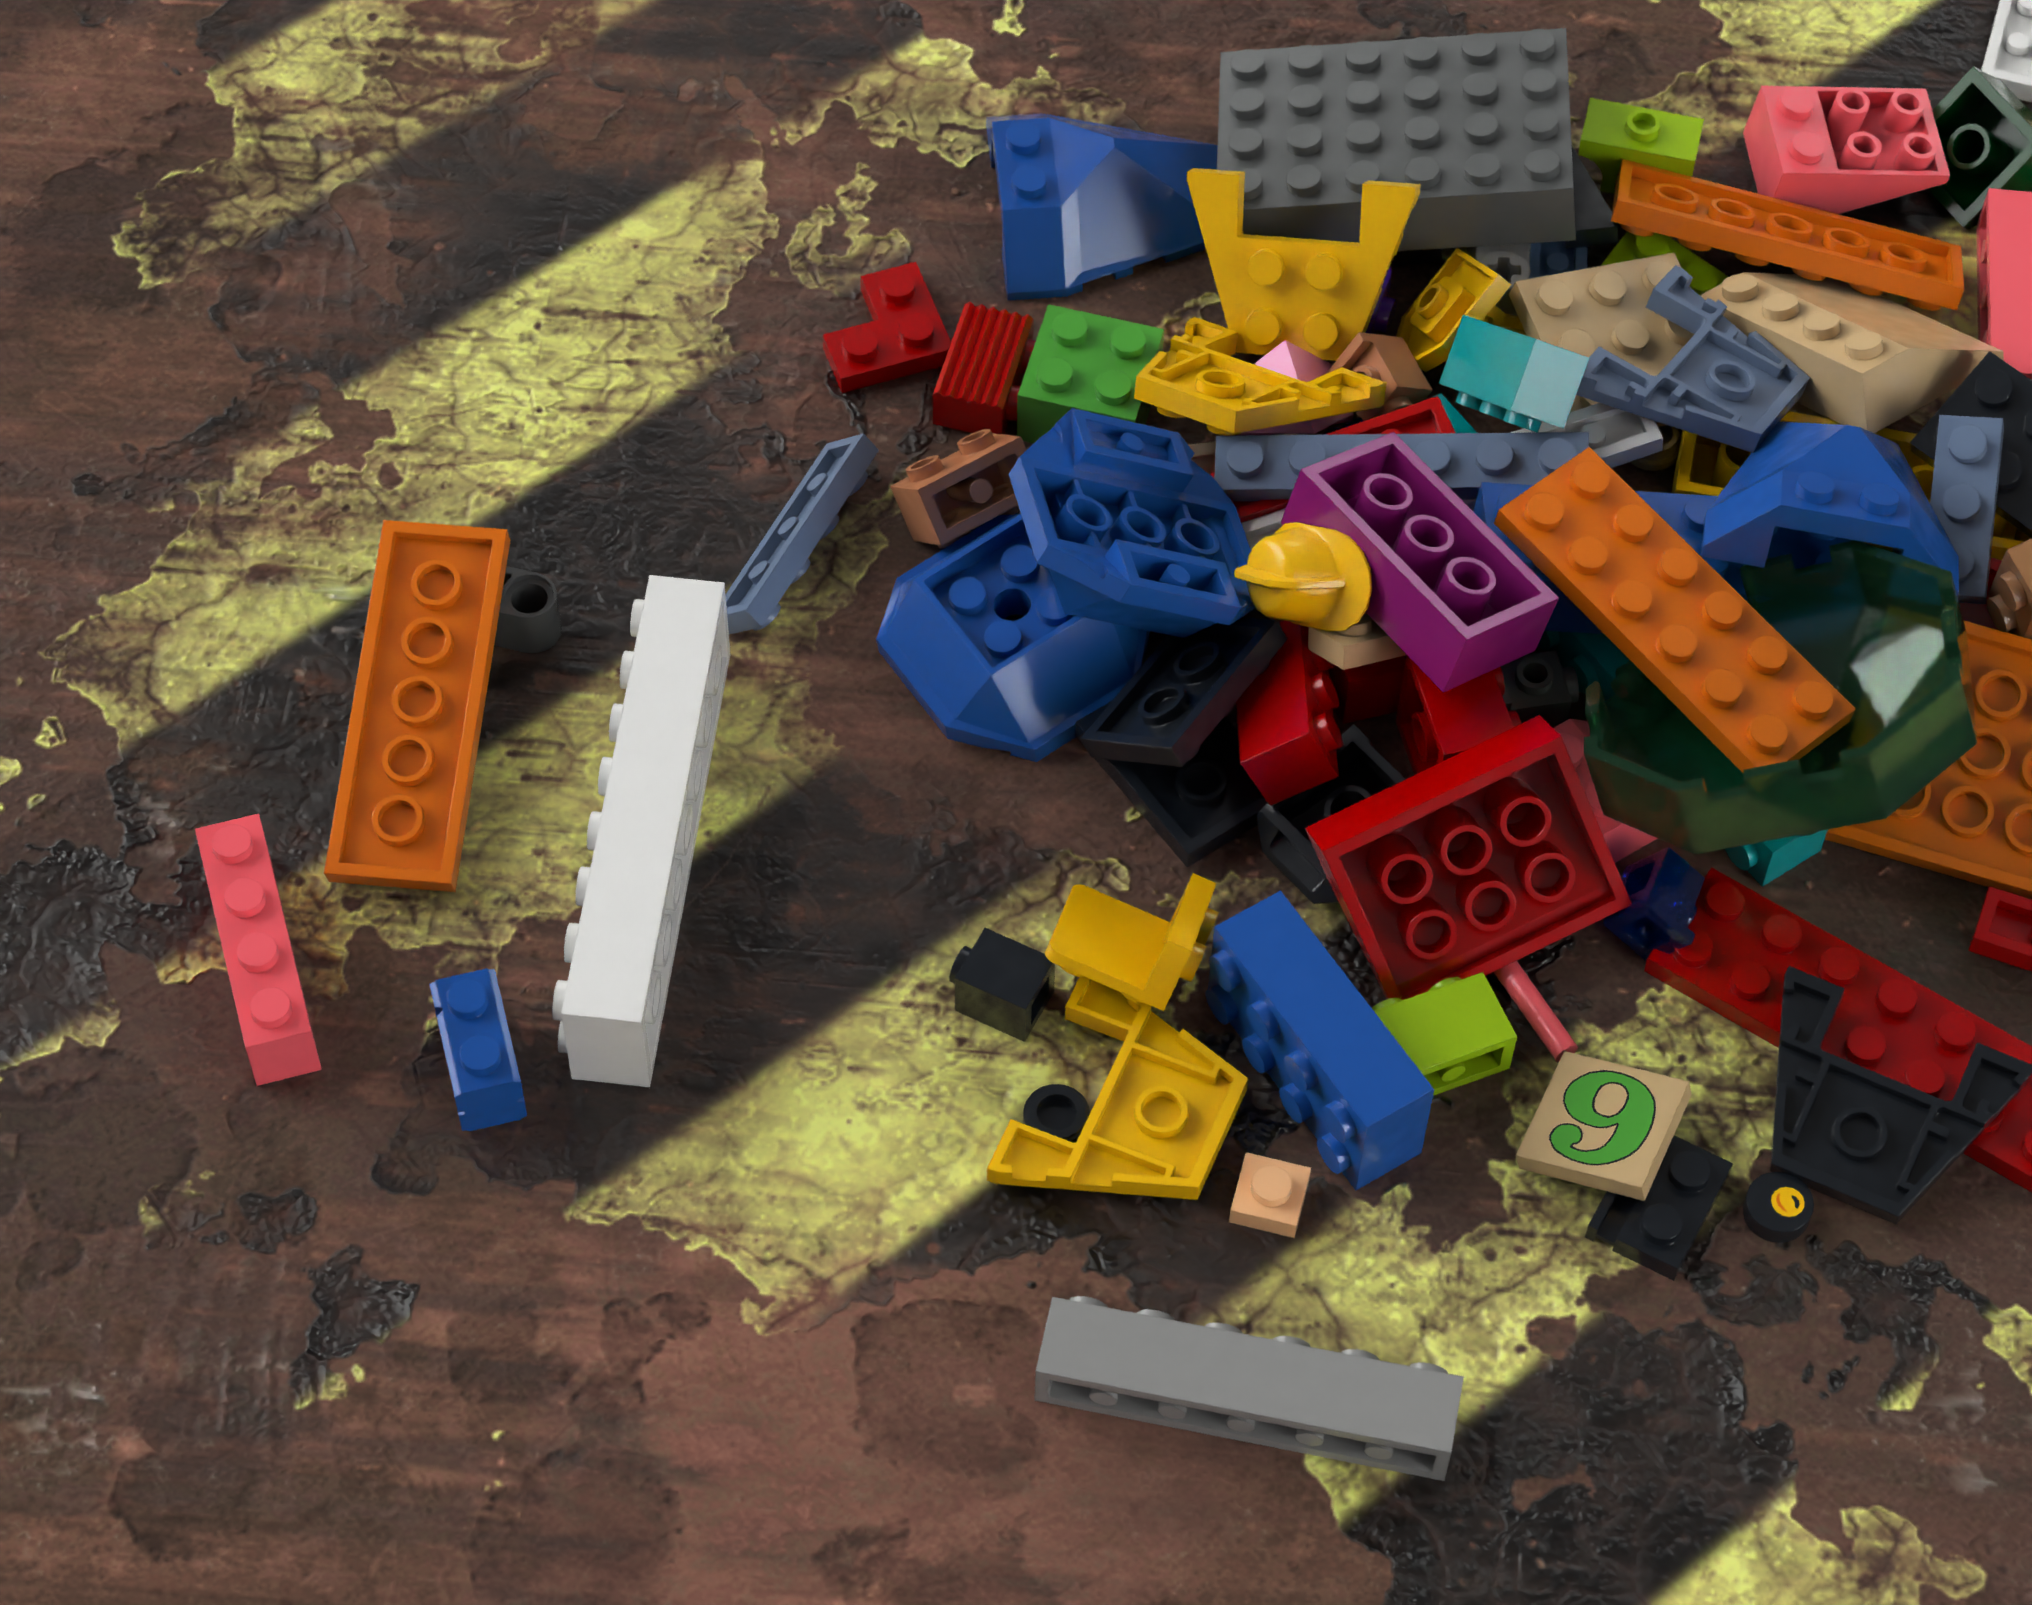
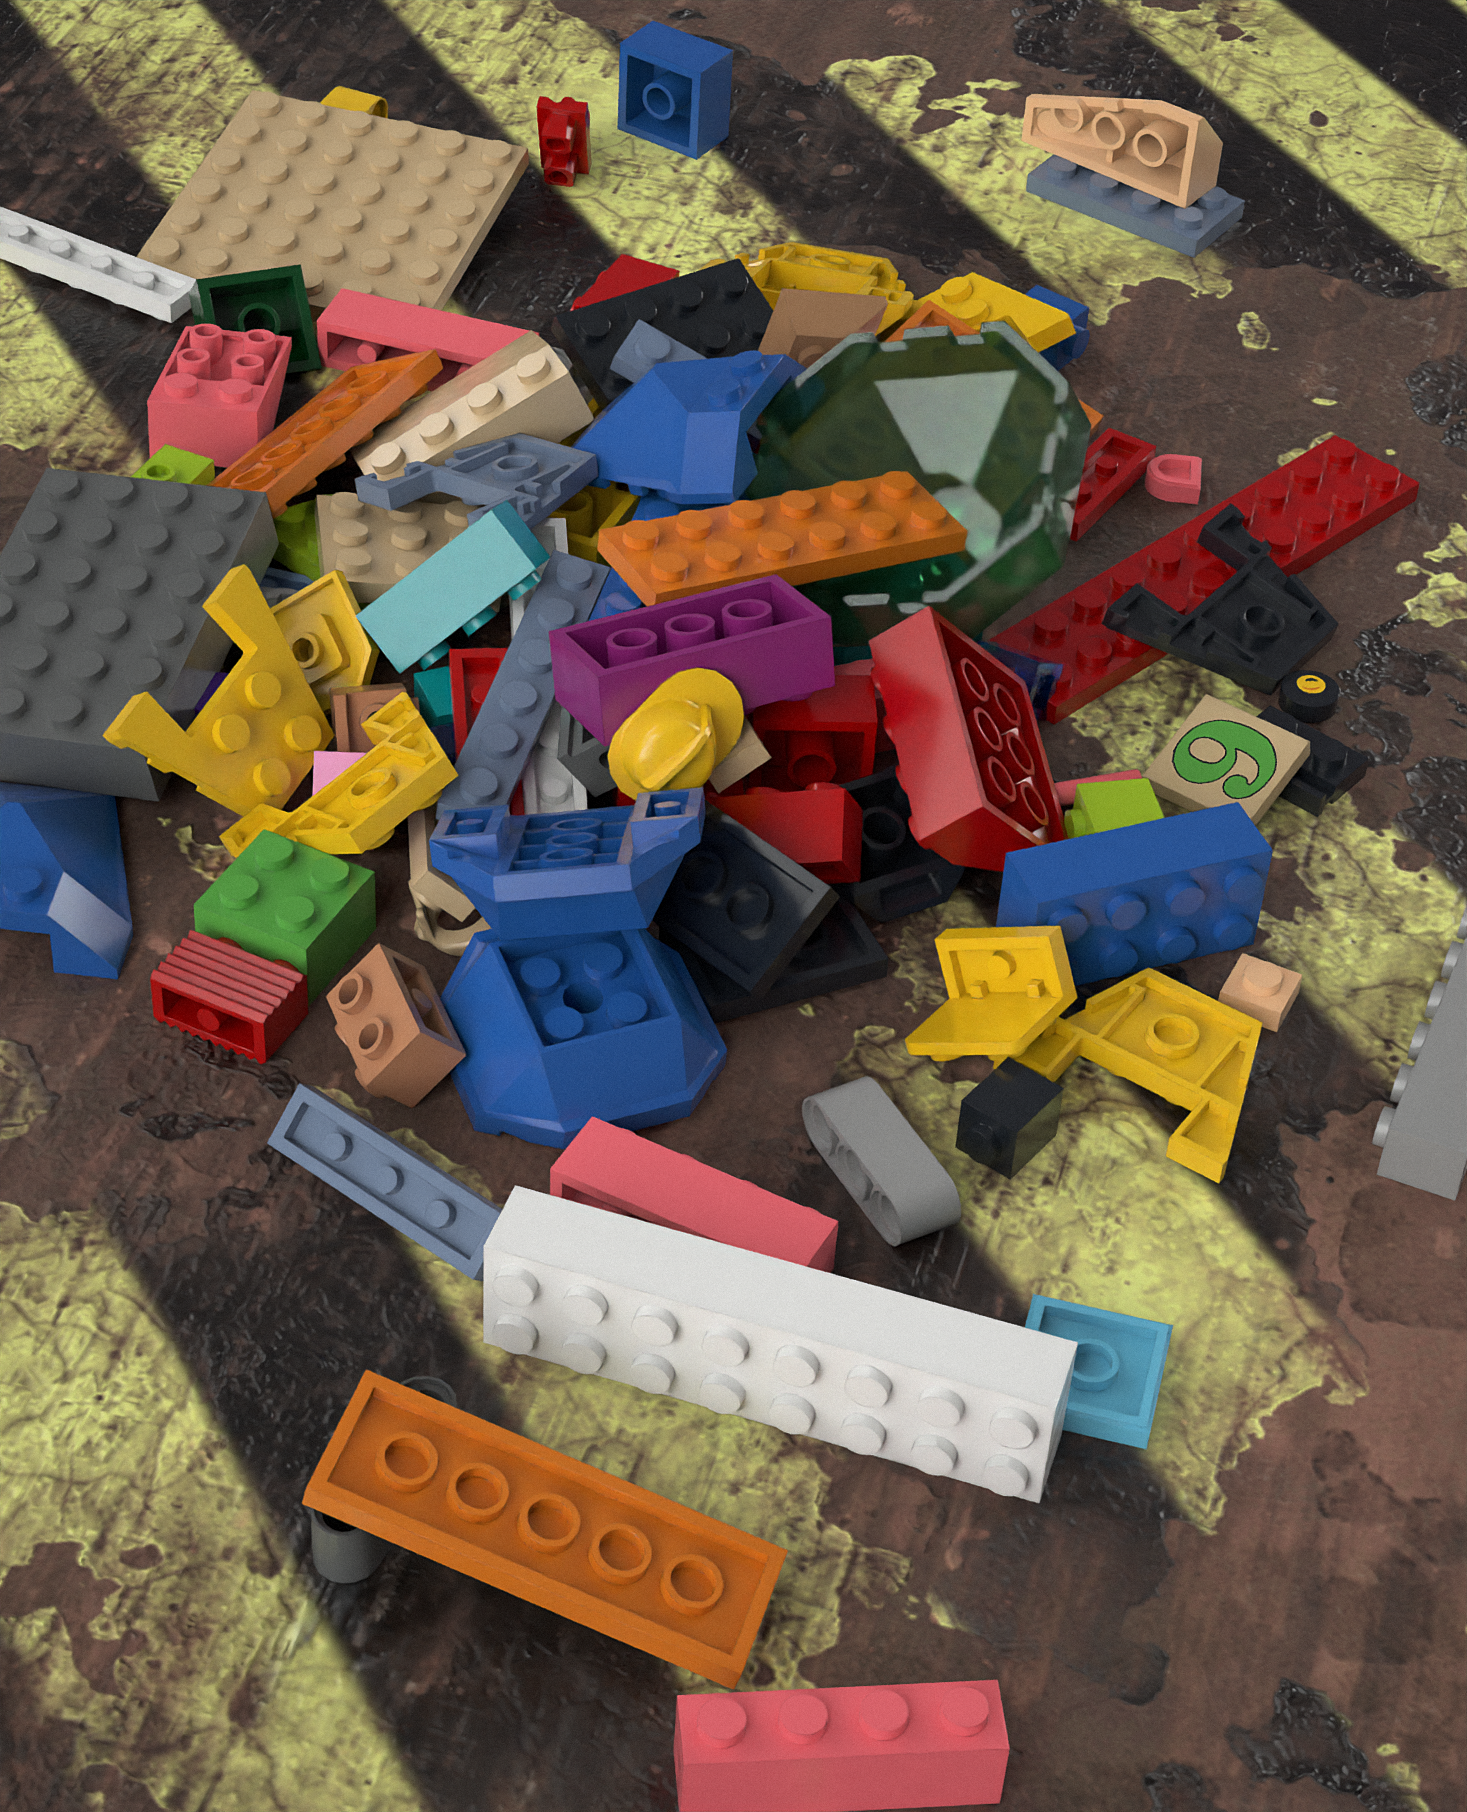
camera: 80 degrees left, 15 degrees down
(478, 1049) = (1018, 1553): blue brick -> none
(722, 1096) = (1114, 1368): none -> medium azure tile
(809, 758) = (654, 1184): none -> coral brick
(900, 339) = (135, 1056): red plate -> none
(922, 890) = (881, 1161): none -> light grey beam
(1057, 1111) = (1151, 1119): black tile -> none

